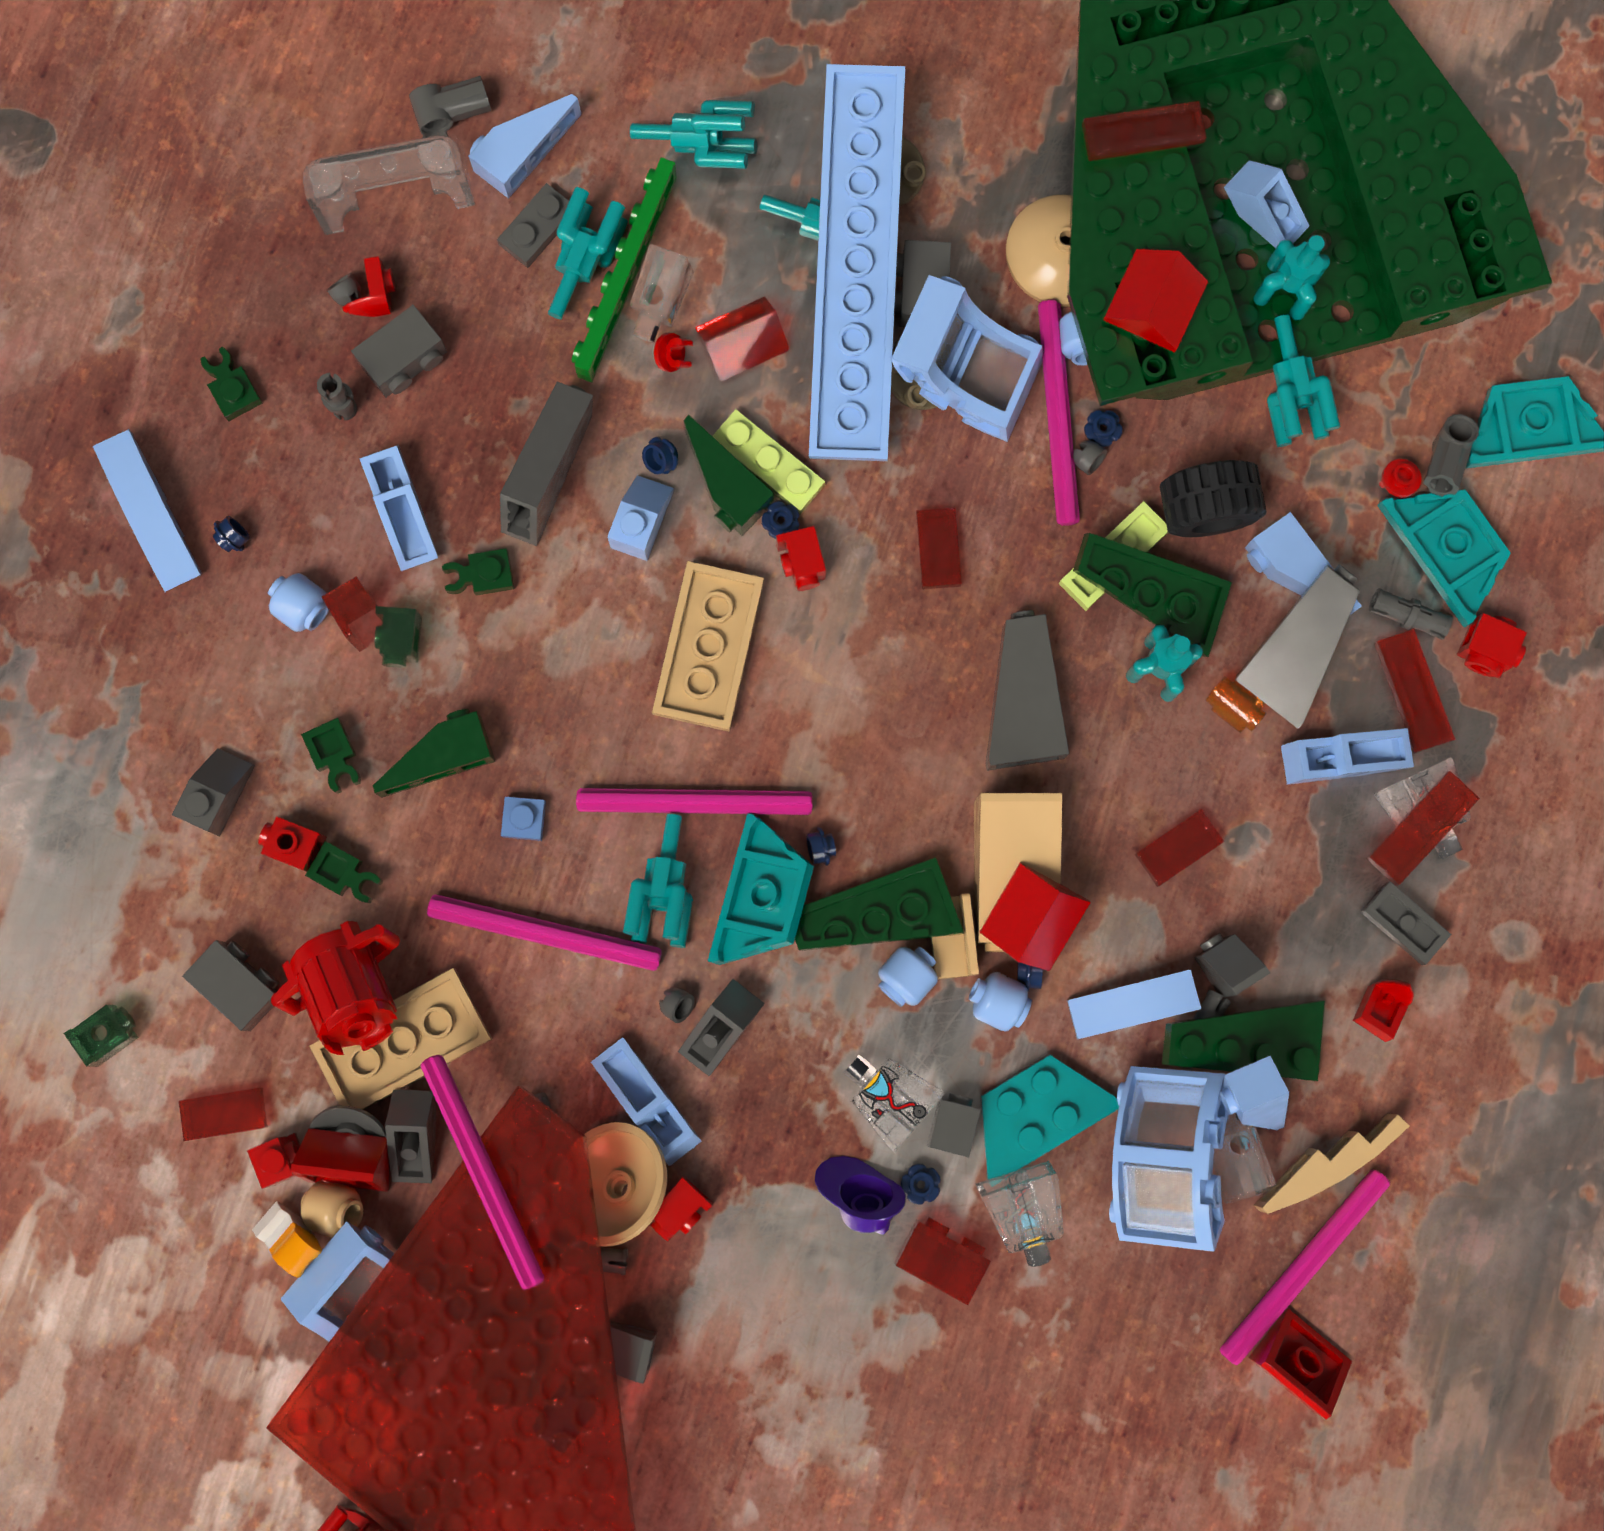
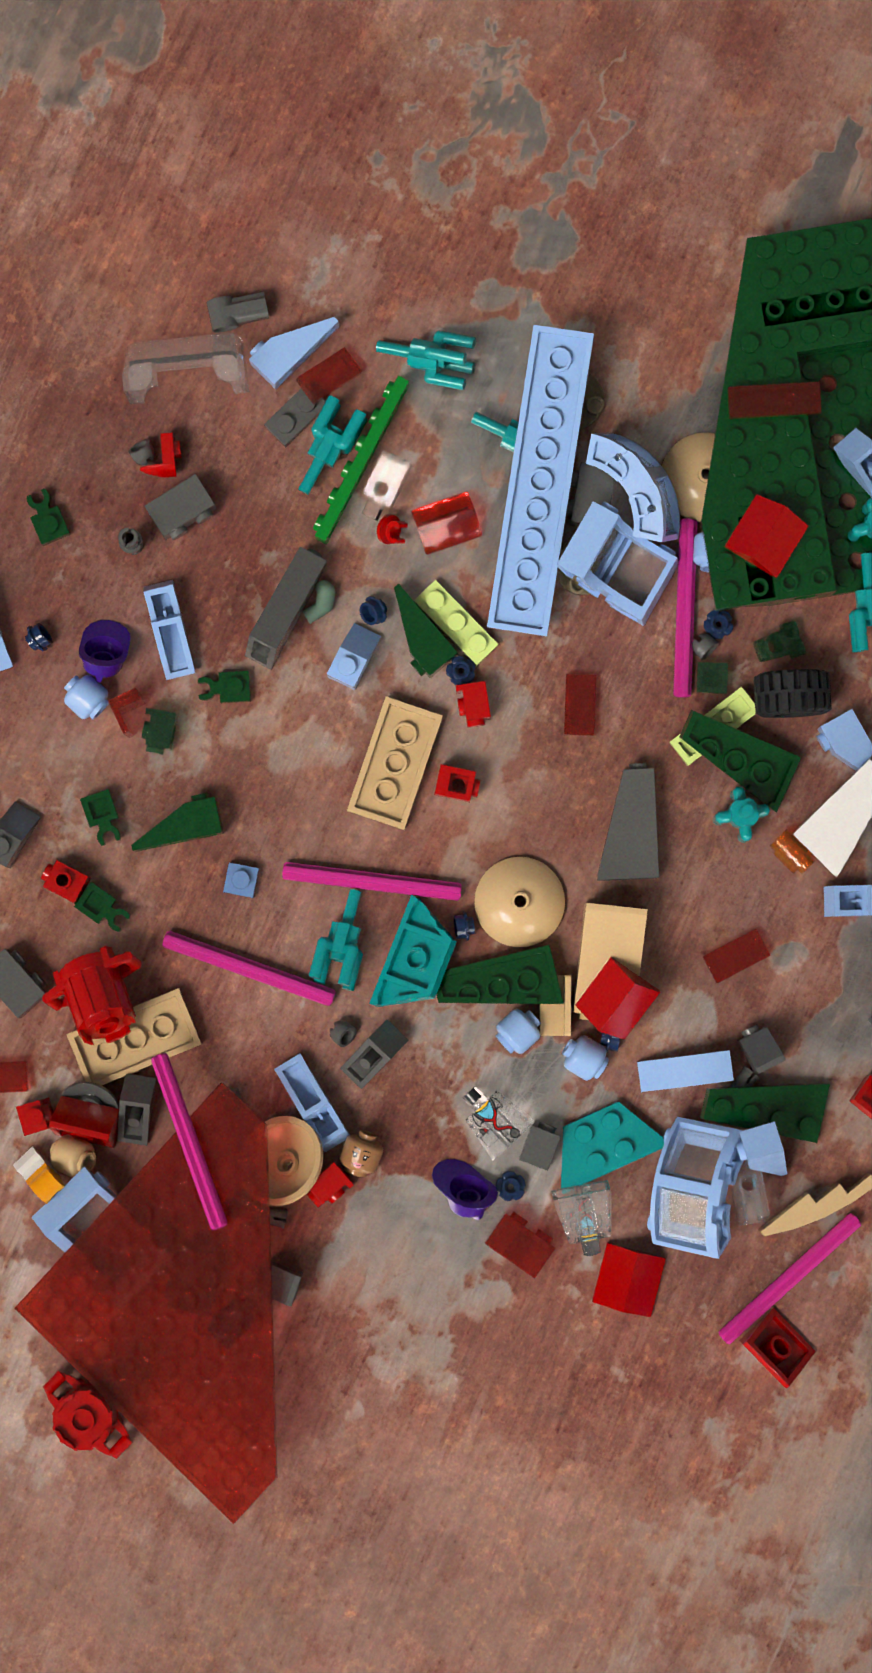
camera: 15 degrees right, 5 degrees up
(315, 539) = (104, 648): none -> dark purple piece
(573, 168) = (328, 375): none -> clear red tile
(596, 452) = (324, 601): none -> sand green arm
(718, 1162) = (361, 1153): none -> medium nougat head
(781, 652) = (448, 775): none -> red brick
(885, 836) = (514, 924): none -> tan dish
(1002, 271) = (645, 481): none -> light blue window
(1091, 1293) = (628, 1280): none -> red slope
(1104, 495) = (712, 678): none -> clear green plate
(1186, 443) = (785, 643): none -> clear green plate

